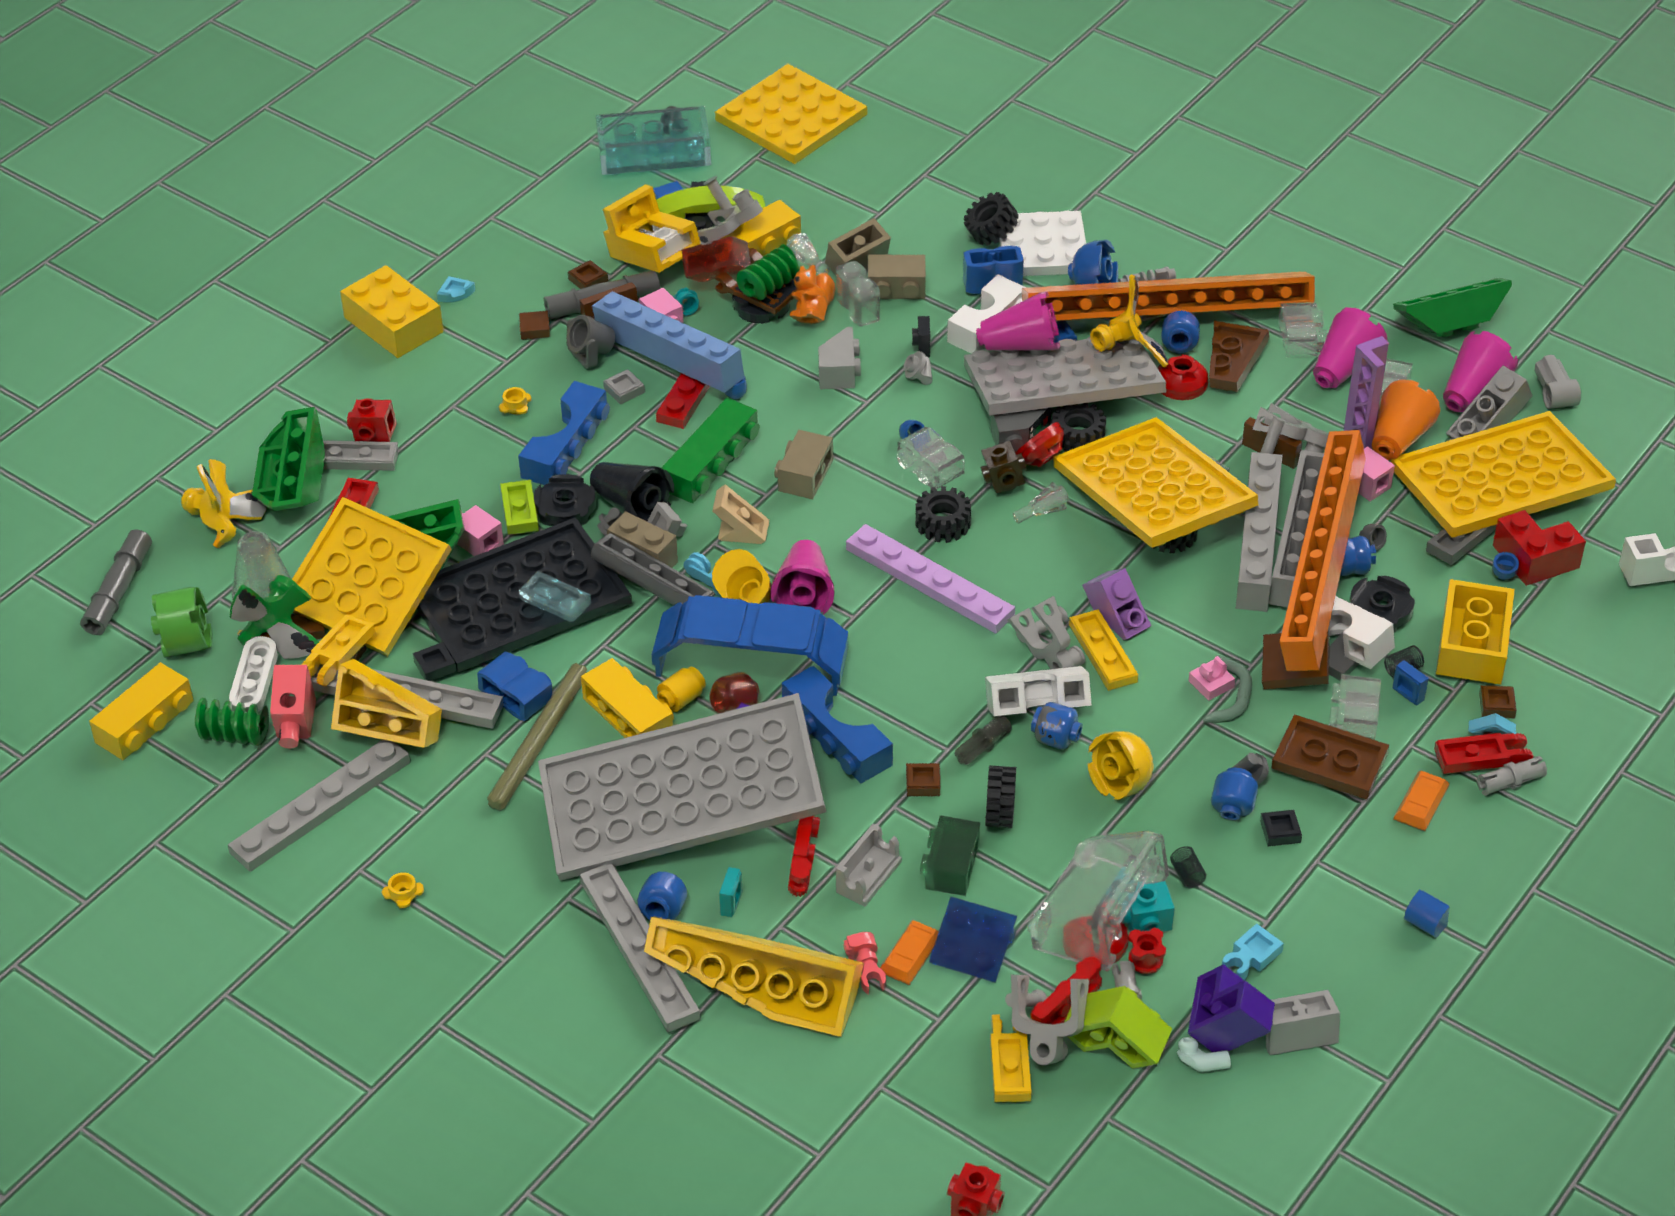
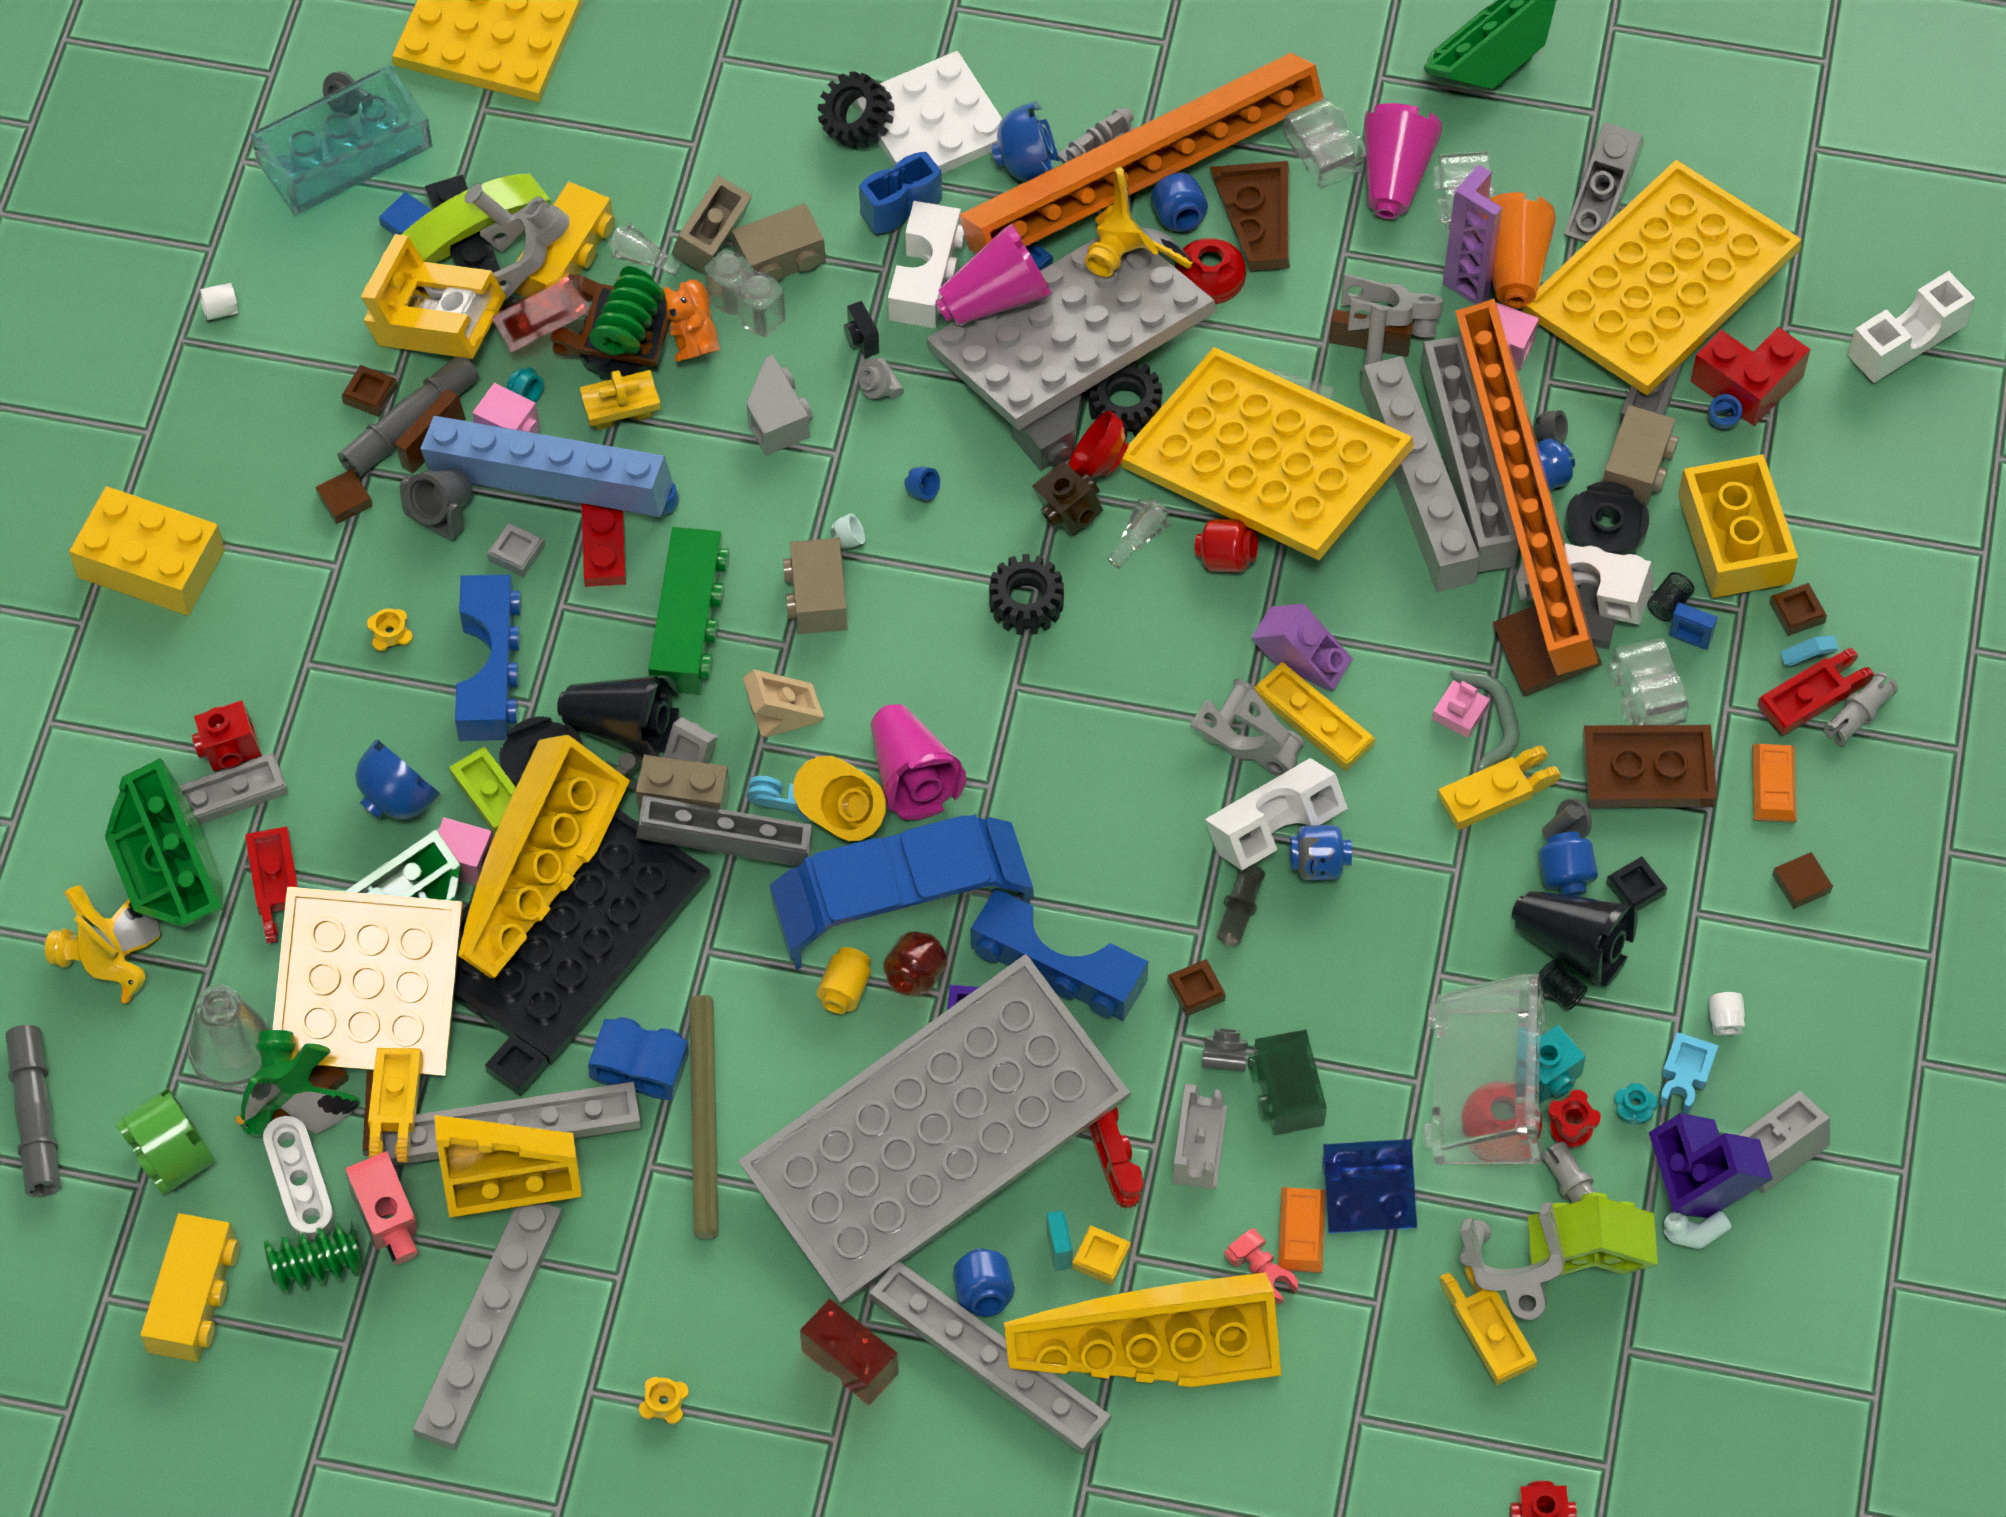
camera: 25 degrees left, 15 degrees up
(455, 290) = (204, 478): medium azure tile -> none
(455, 477) = (391, 785): none -> blue cylinder
(524, 202) = (218, 301): none -> white hose
(525, 540) = (538, 847): none -> yellow wedge
(543, 904) = (849, 1351): none -> clear red brick
(555, 596) = (623, 915): clear light blue plate -> none
(624, 700) = (793, 1030): yellow brick -> none
(740, 322) = (620, 398): none -> yellow hips
(757, 915) = (1101, 1255): none -> yellow tile
(845, 442) = (849, 531): none -> light aqua hinge
(918, 822) = (1225, 1050): none -> dark grey plate
(930, 458) = (968, 516): clear brick -> none
(930, 578) = (1055, 694): lavender plate -> none
(1000, 796) = (1310, 982): black tyre -> none
(1058, 1004) = (1514, 1214): red hinge -> none
(1098, 529) = (1226, 545): none -> red head
(1120, 764) = (1422, 879): yellow cylinder -> none
(1197, 966) = (1635, 1114): none -> teal plate
(1212, 734) = (1496, 788): none -> yellow hinge
(1220, 836) = (1578, 931): none -> black cone
(1303, 927) = (1727, 1013): none -> white hose
(1408, 867) = (1802, 880): none -> reddish brown tile
(1427, 913) = (1855, 938): blue brick -> none
(1428, 568) = (1640, 452): none -> dark tan brick
(1475, 366) = (1567, 133): dark pink cone -> none
(1557, 386) = (1668, 118): light grey piece -> none

